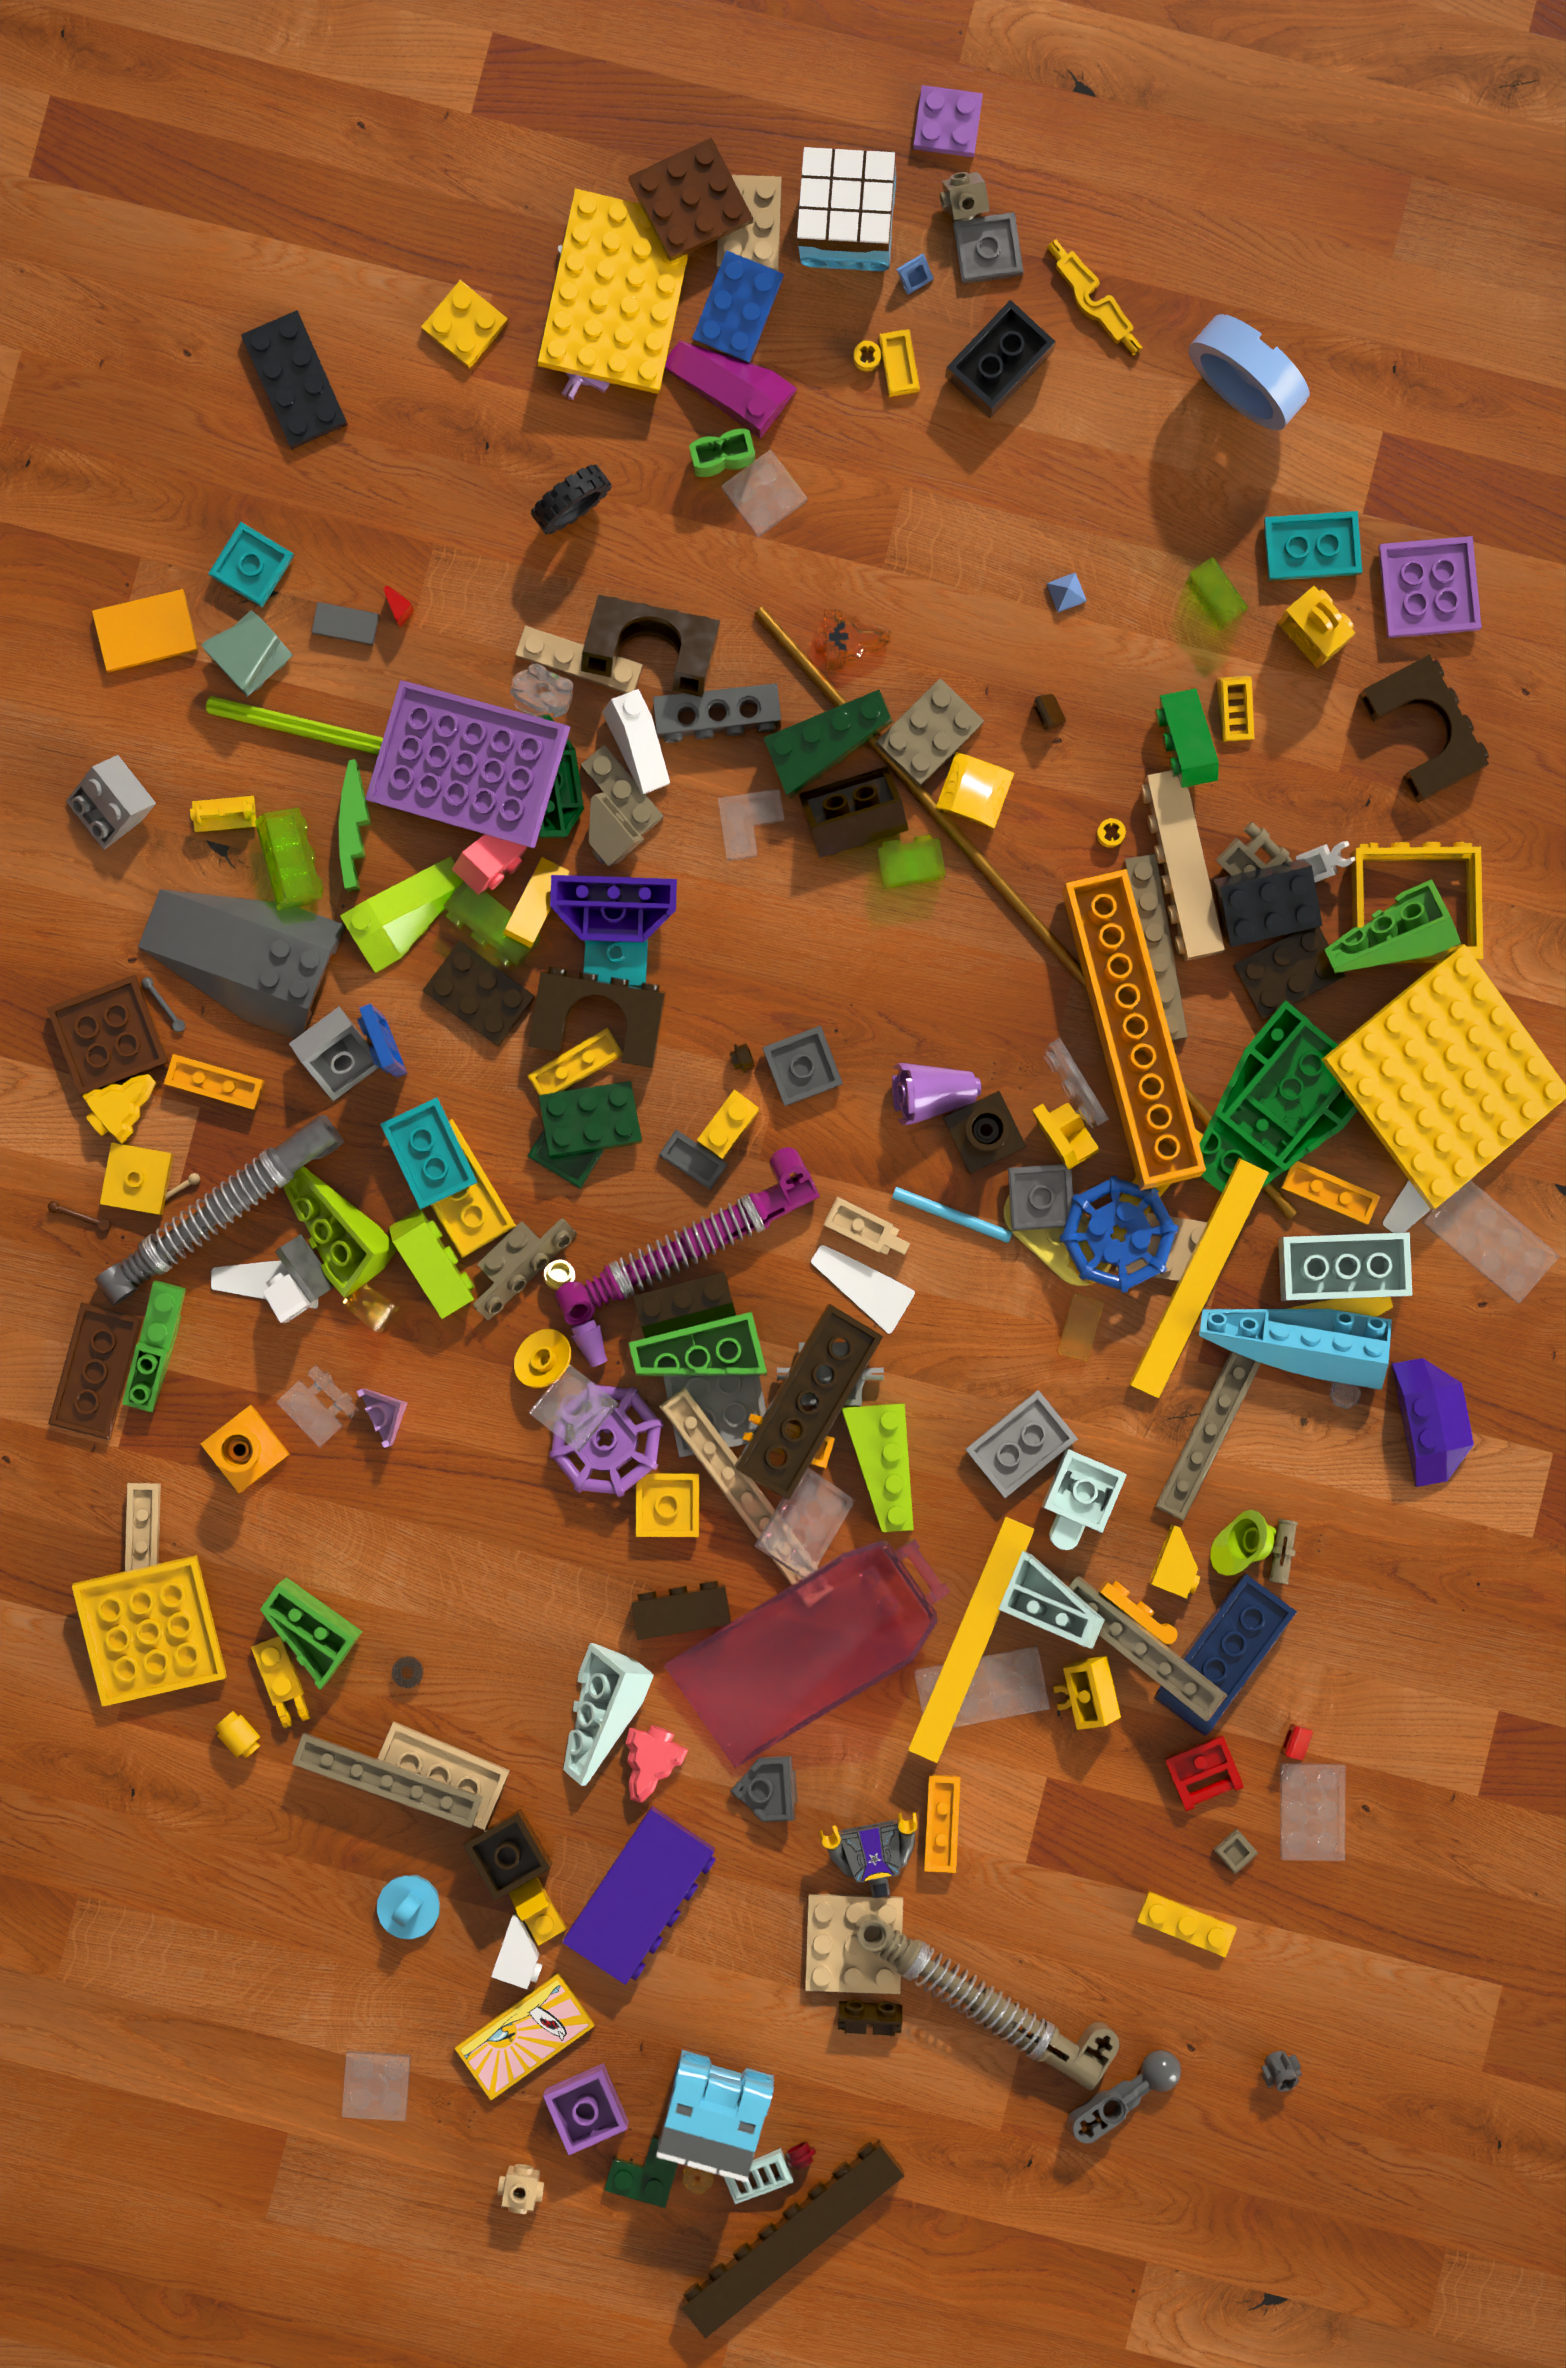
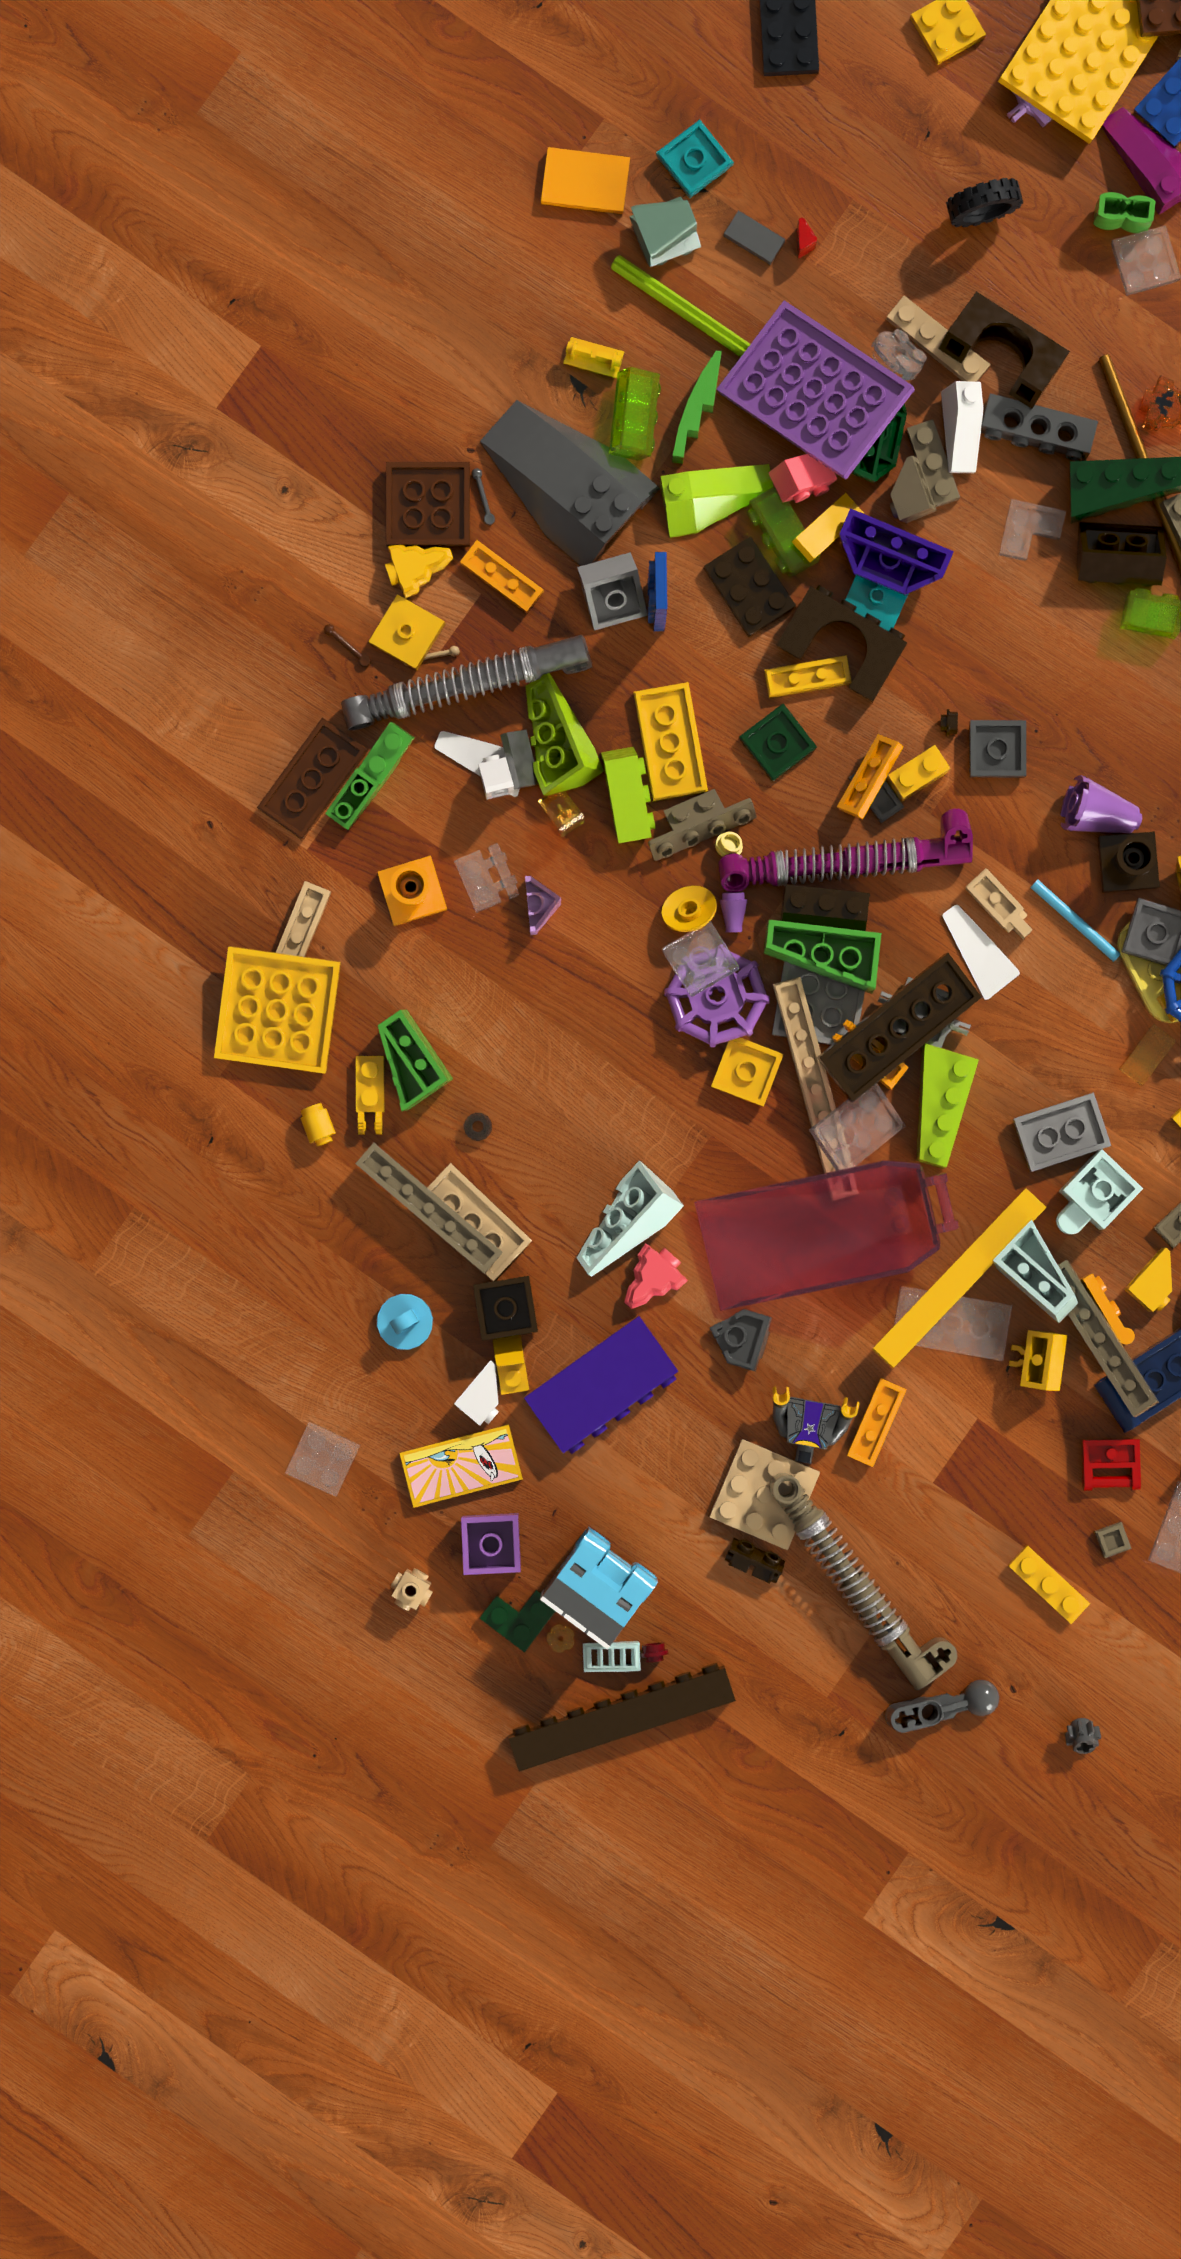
camera: 20 degrees right, 0 degrees up
(110, 801) = (503, 310): light grey slope -> none
(429, 1153) = (659, 702): teal plate -> none
(589, 1119) = (803, 725): dark green plate -> none
(679, 1147) = (870, 776): none -> light orange plate
(681, 1610) = (725, 1162): dark brown brick -> none

